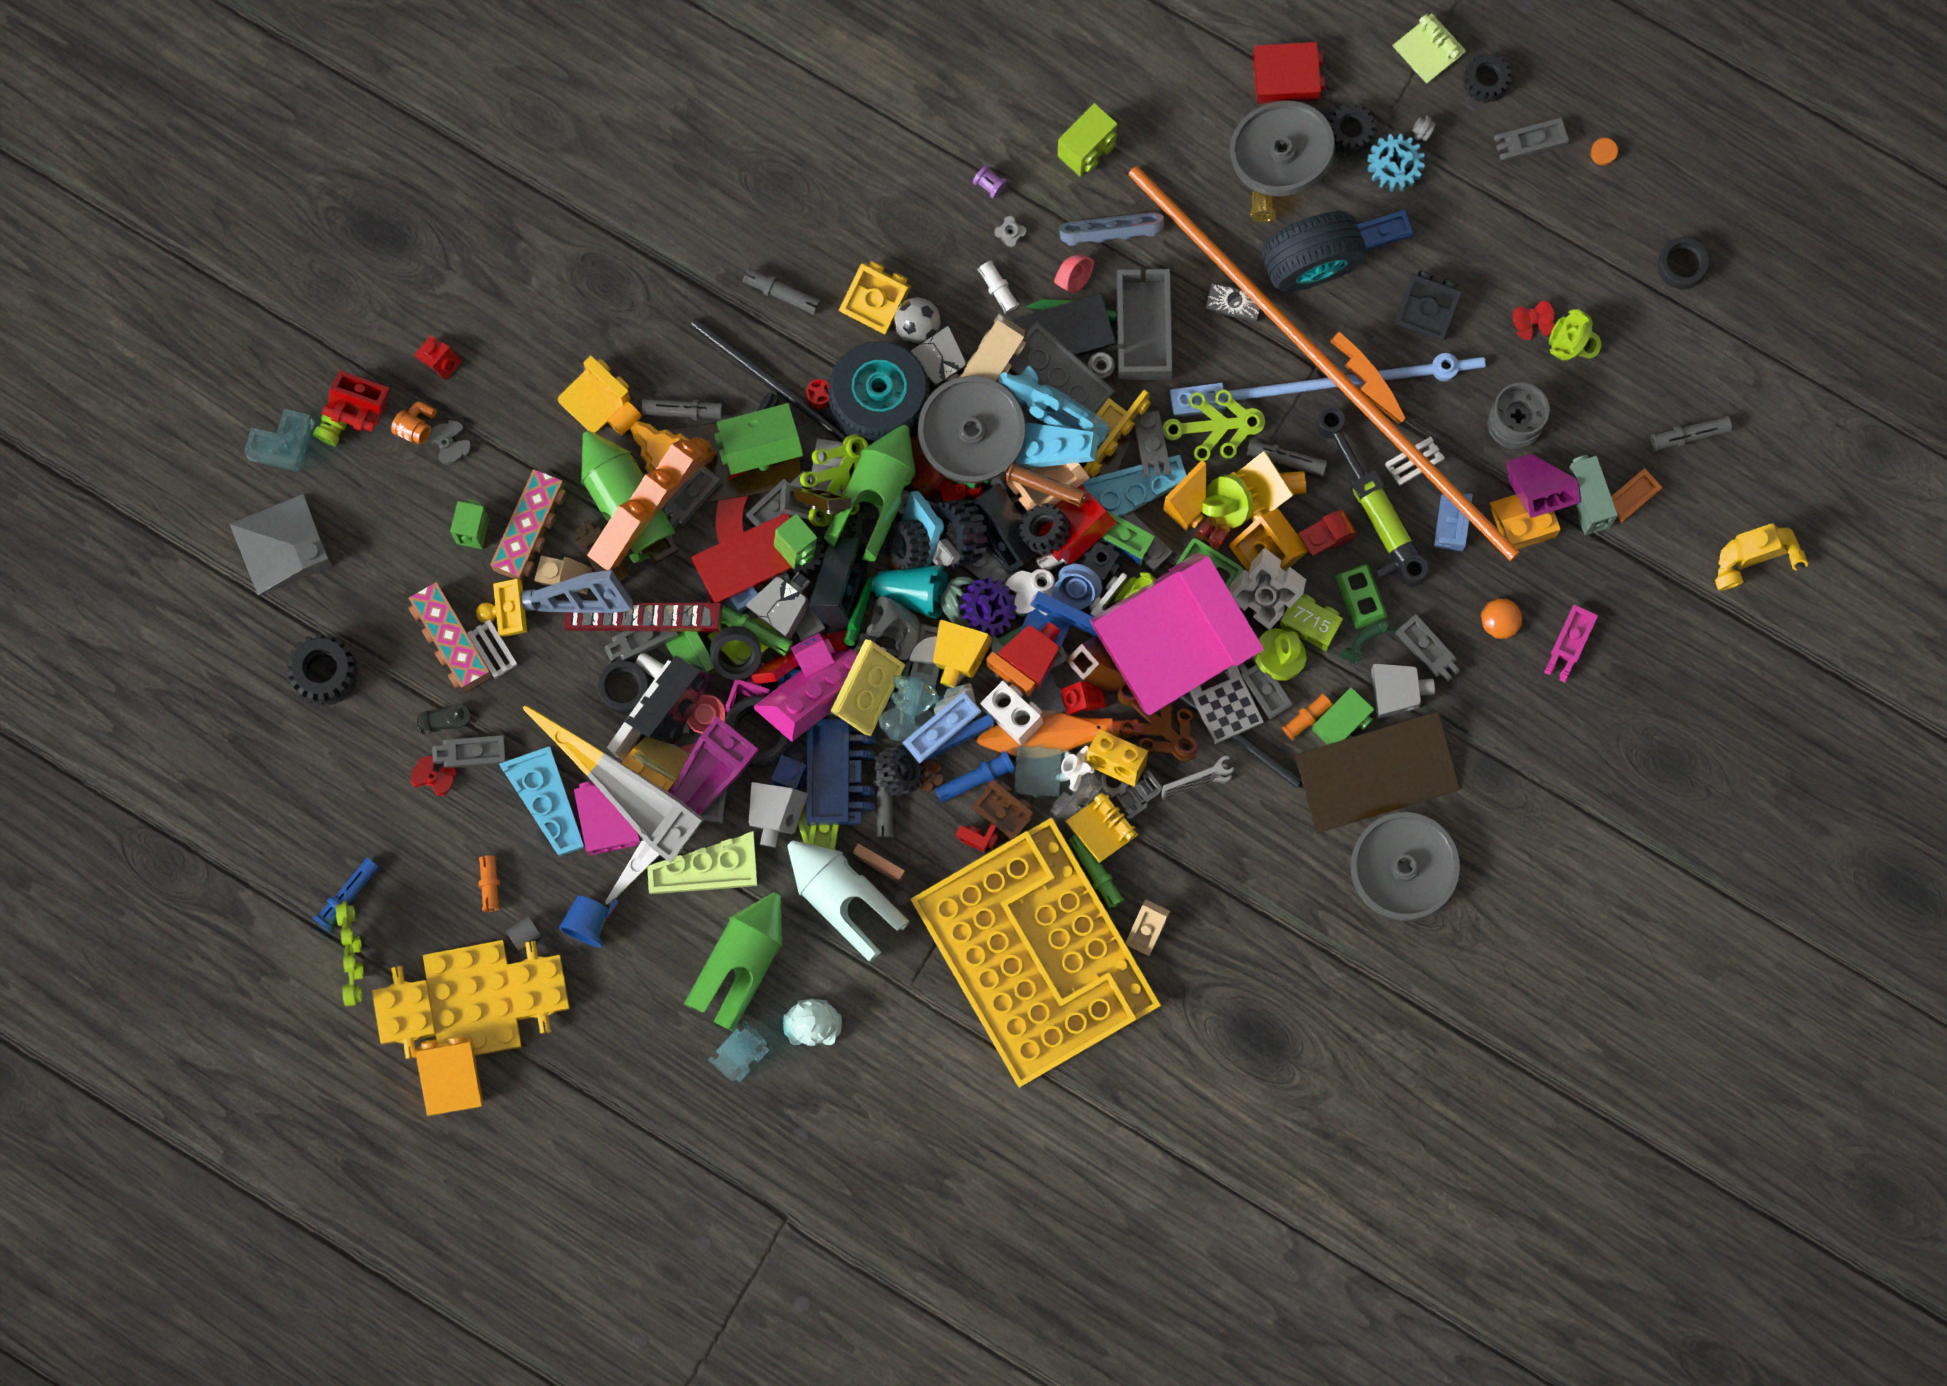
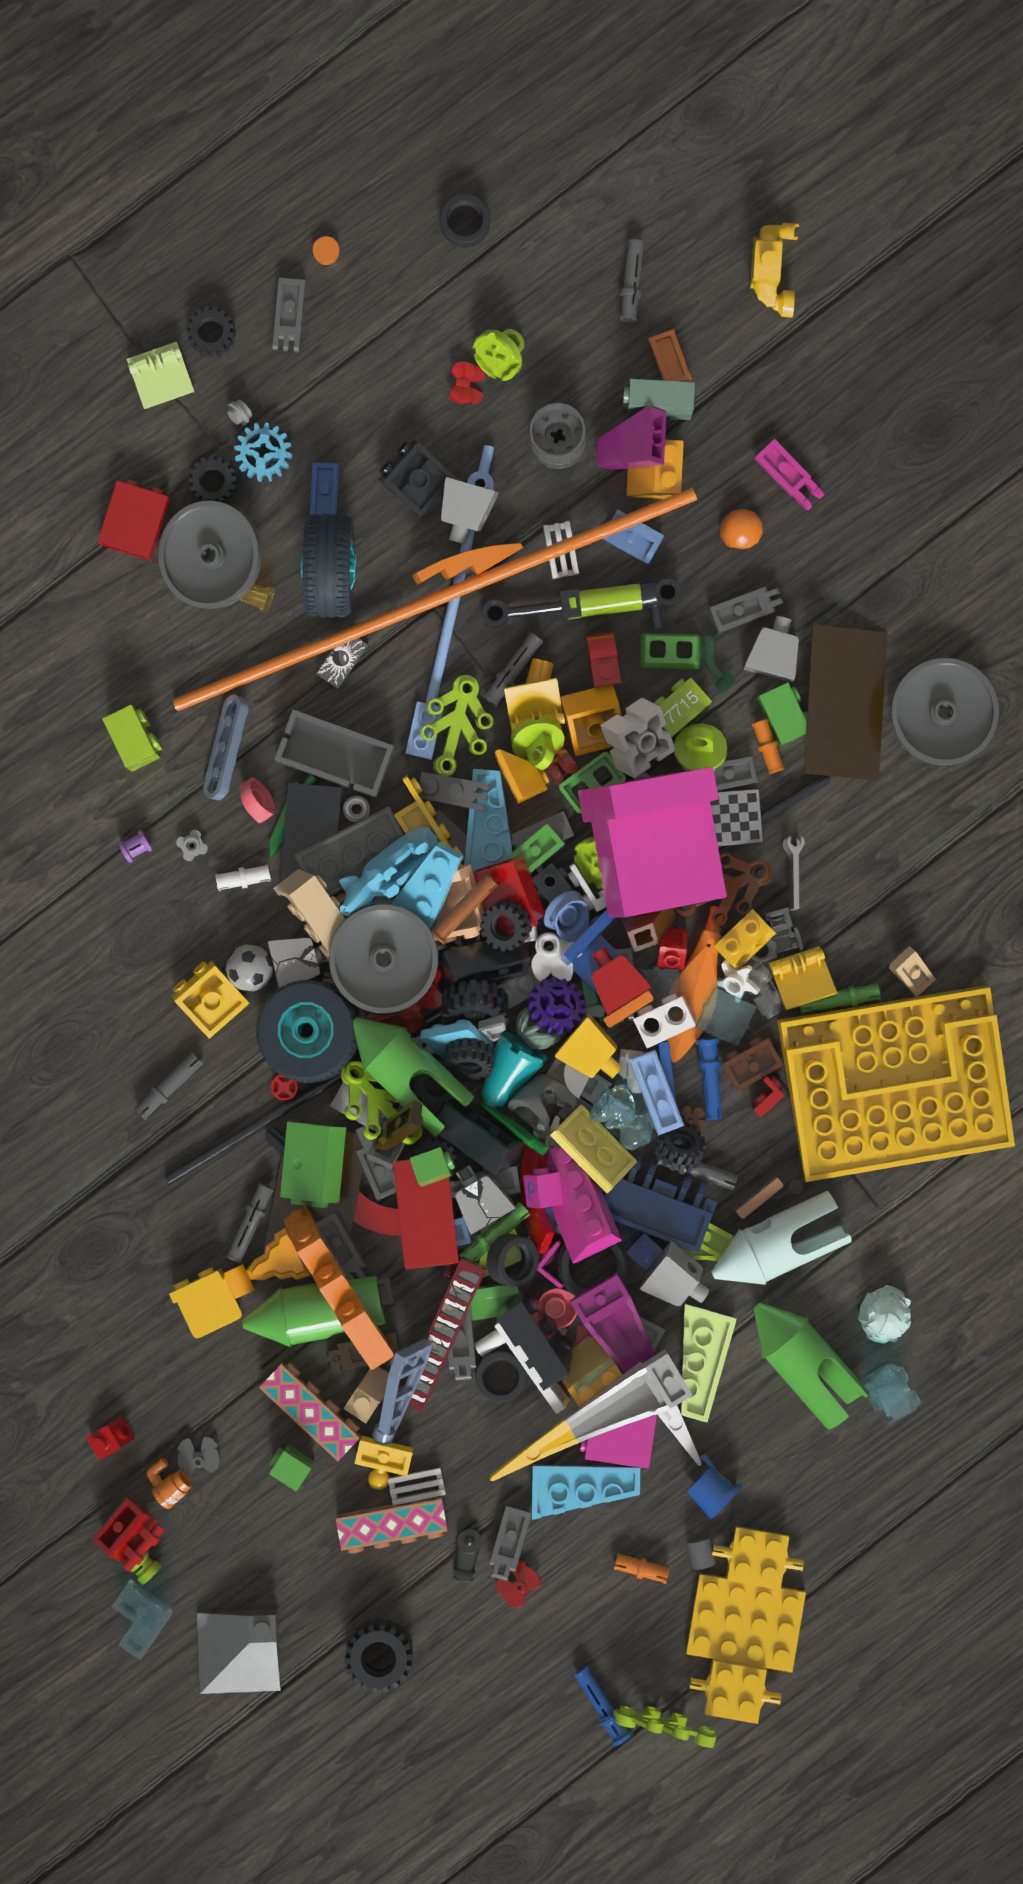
camera: 75 degrees left, 10 degrees up
(449, 1075) = (812, 1670): light orange brick -> none
(1418, 357) = (466, 507): none -> light grey torso

